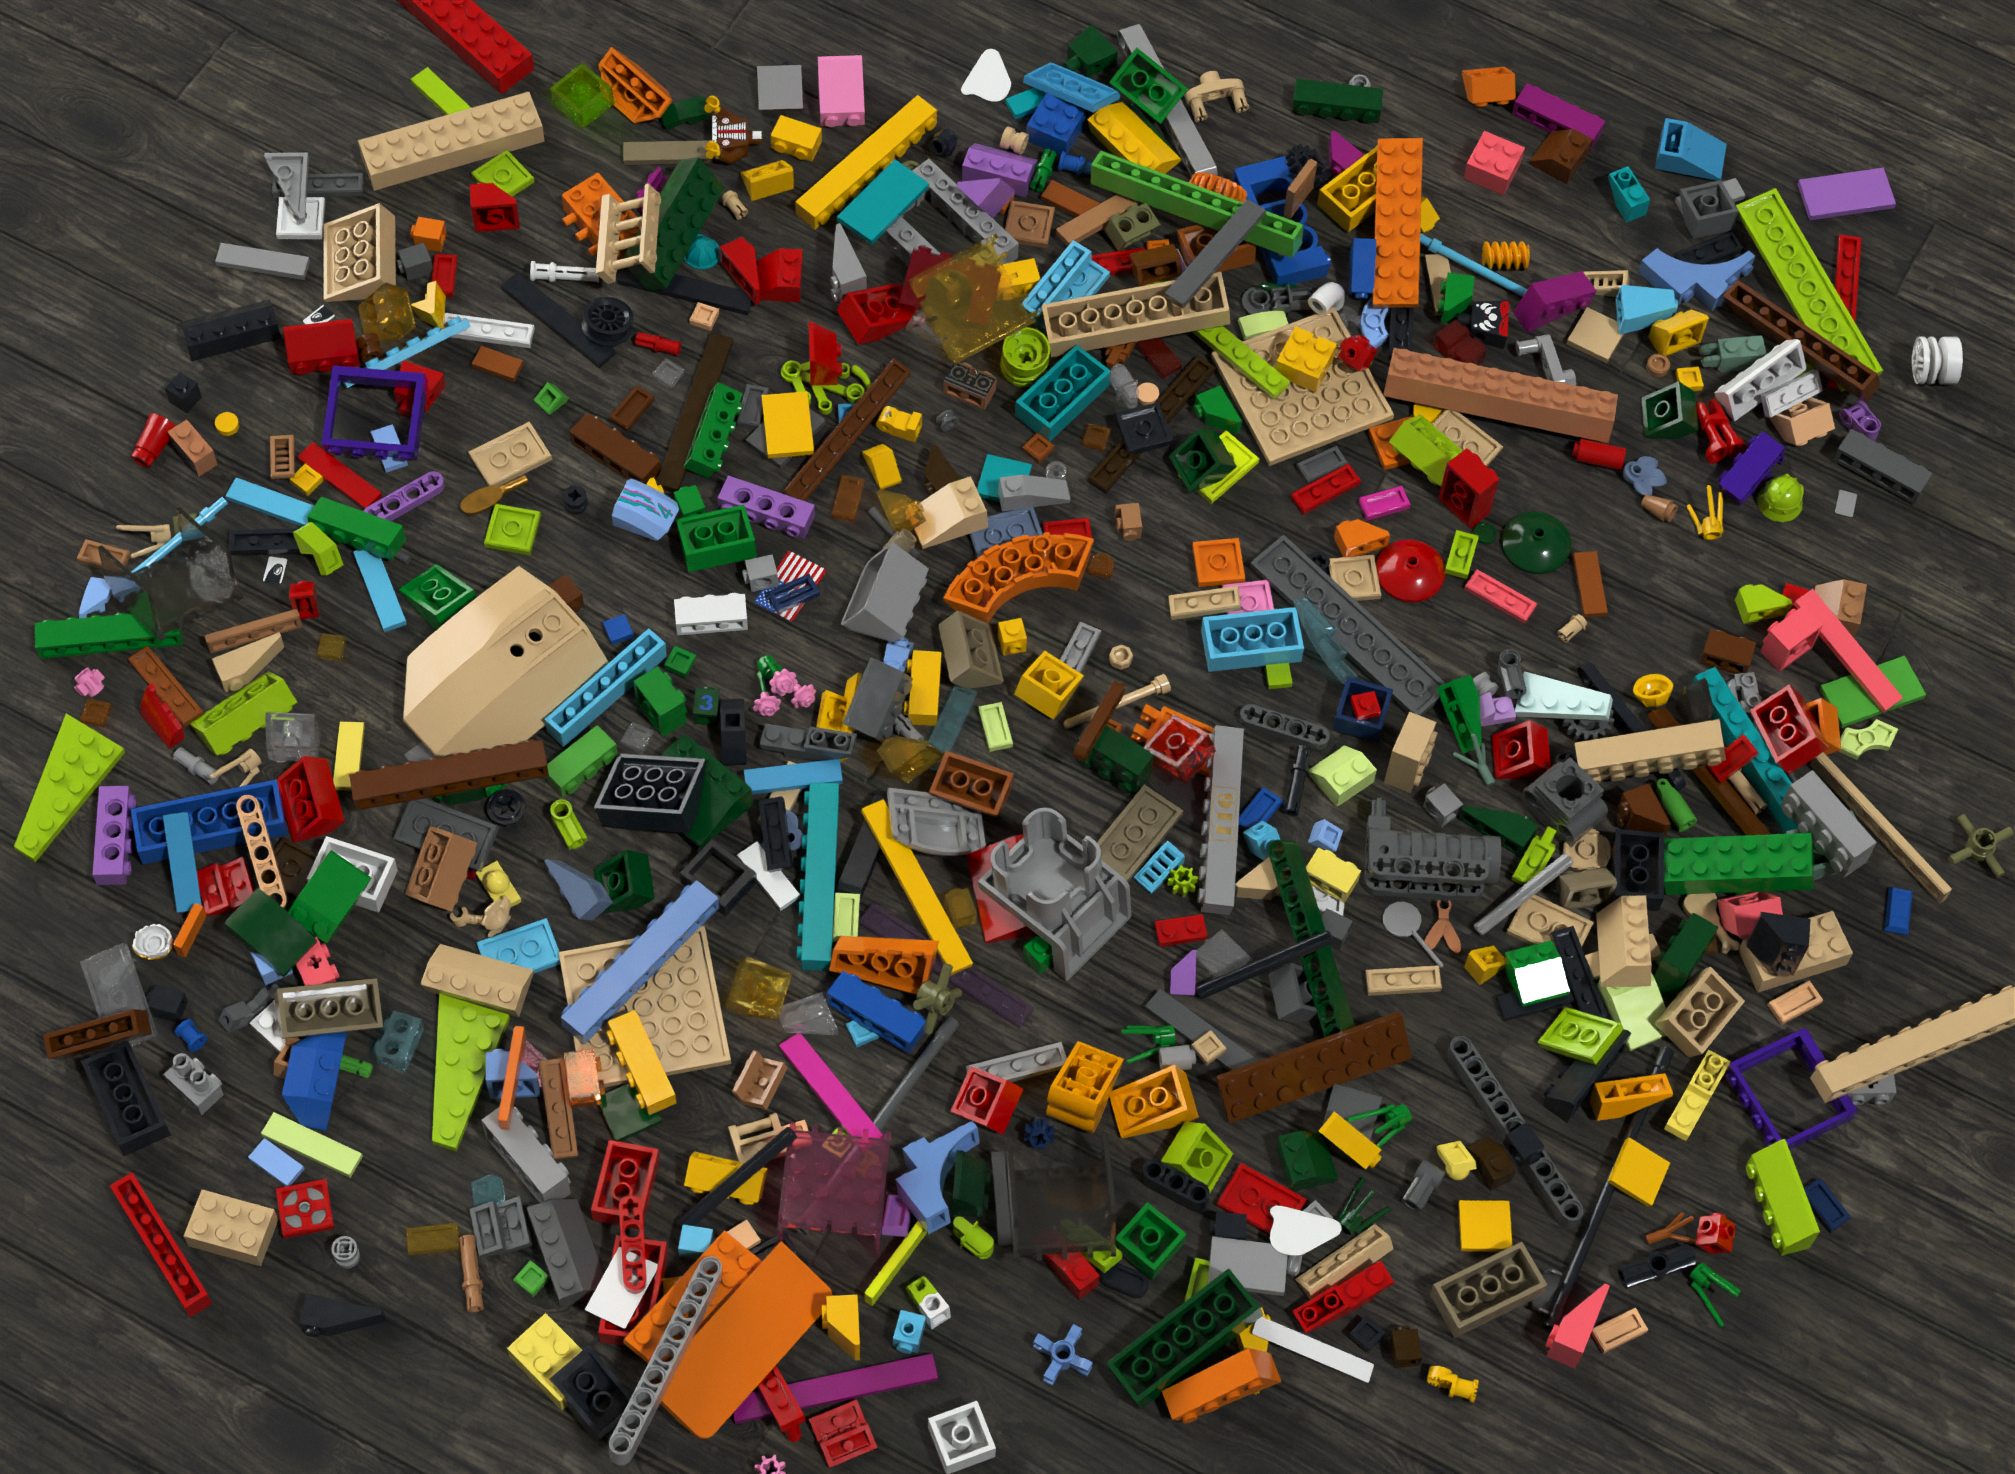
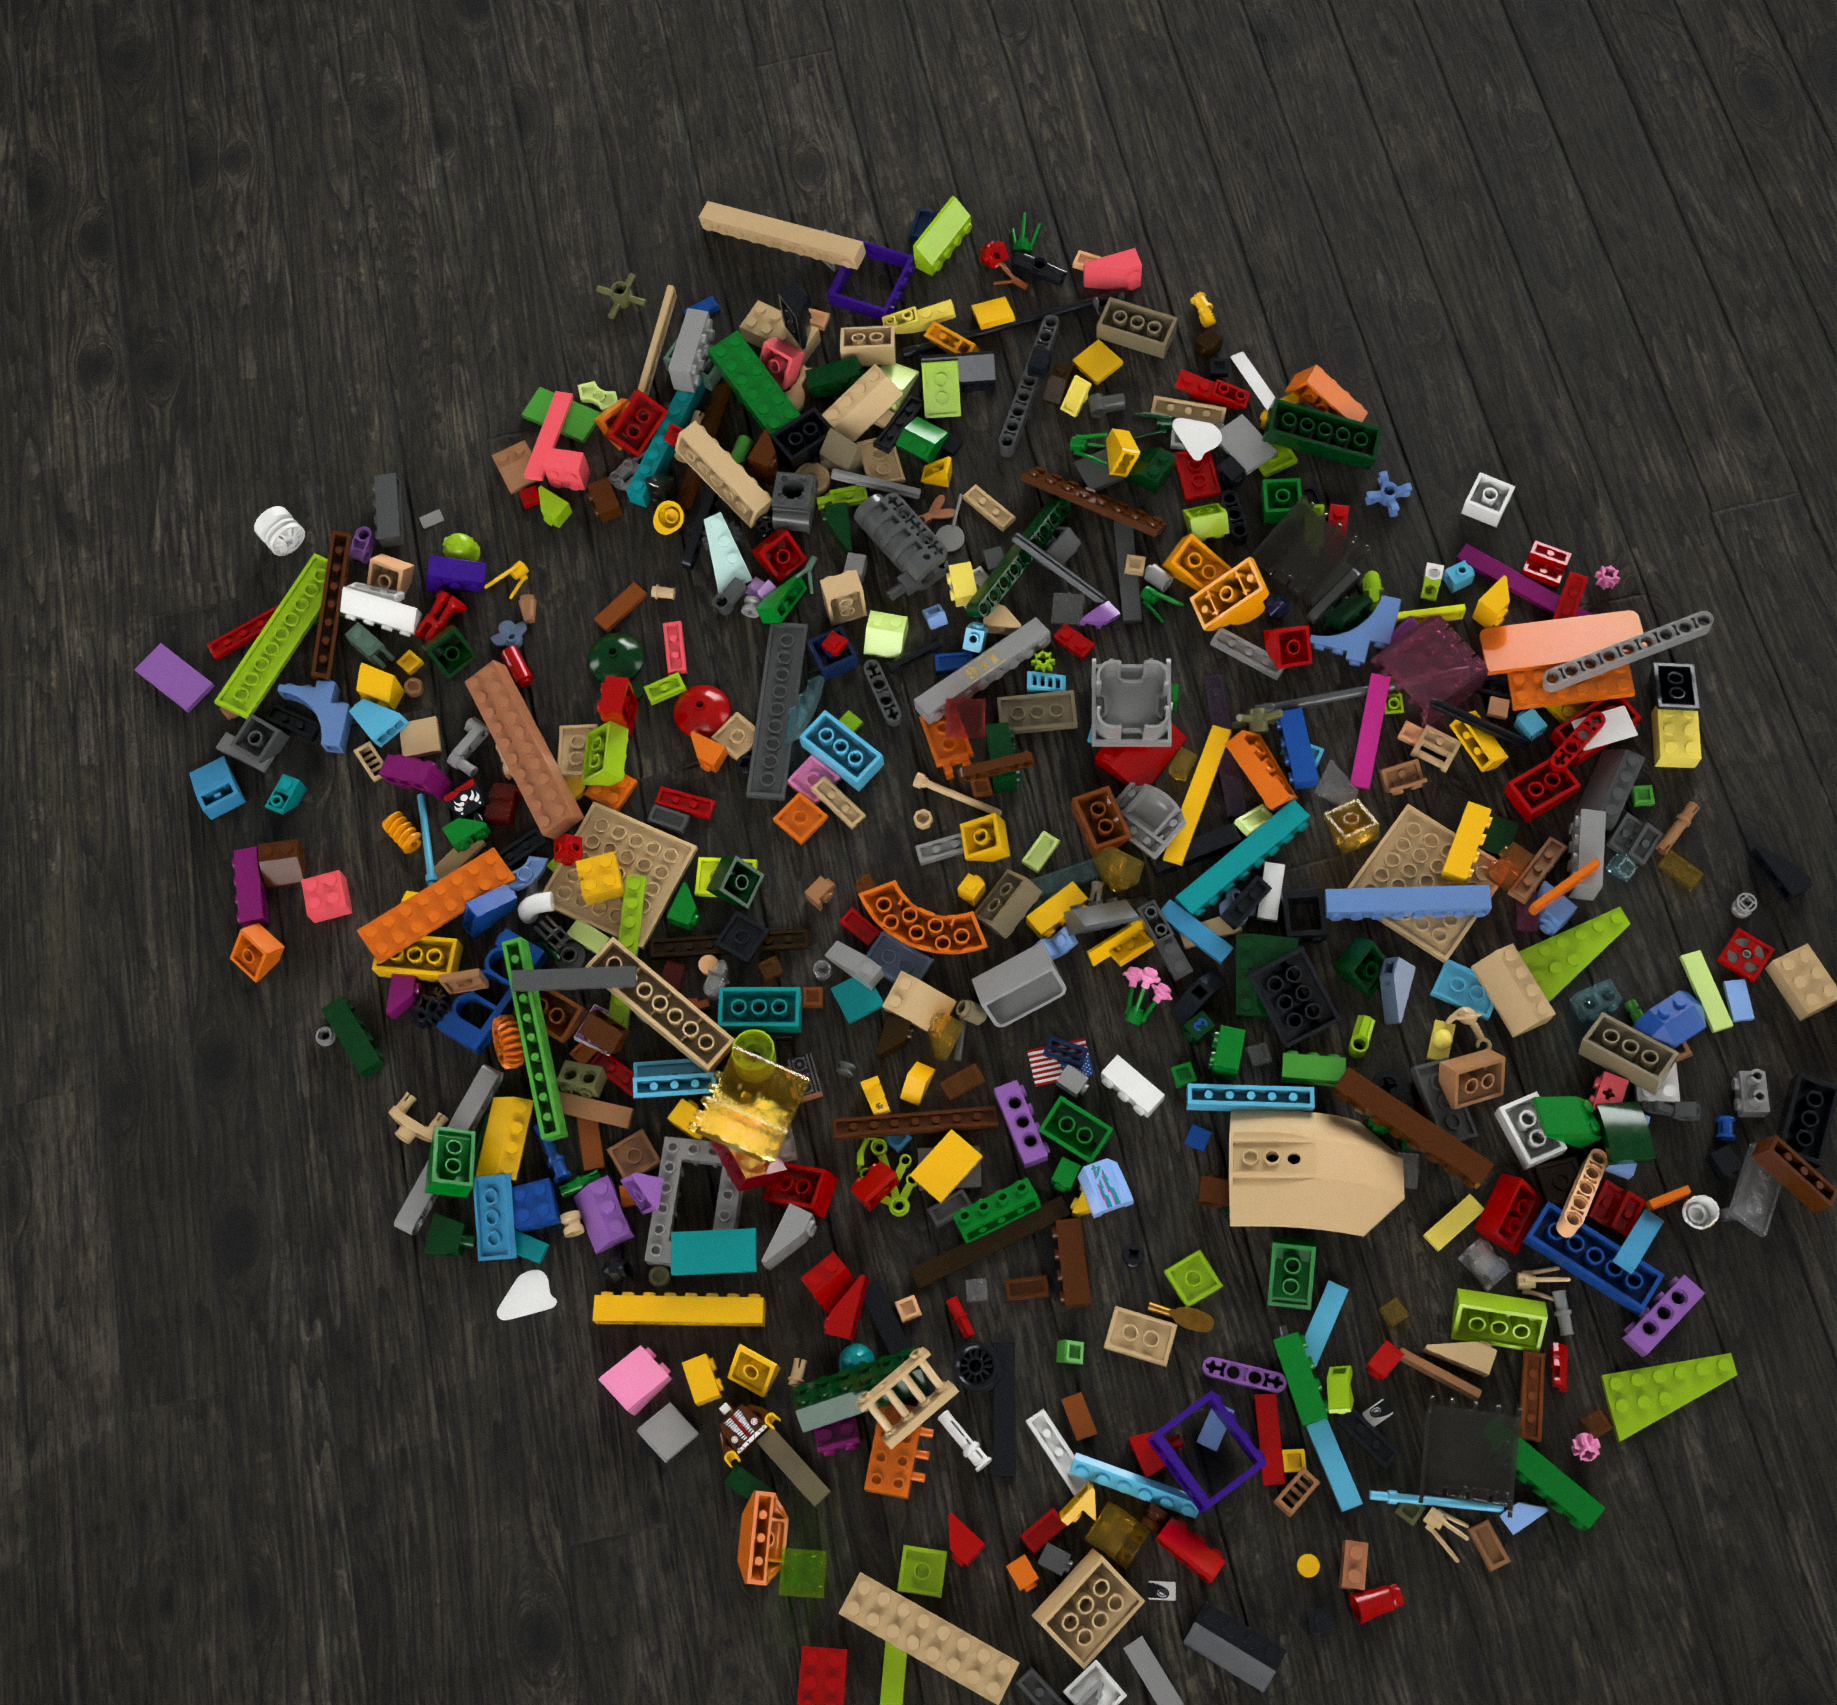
camera: 120 degrees left, 5 degrees up
(1384, 503) = (664, 762): dark pink tile -> none

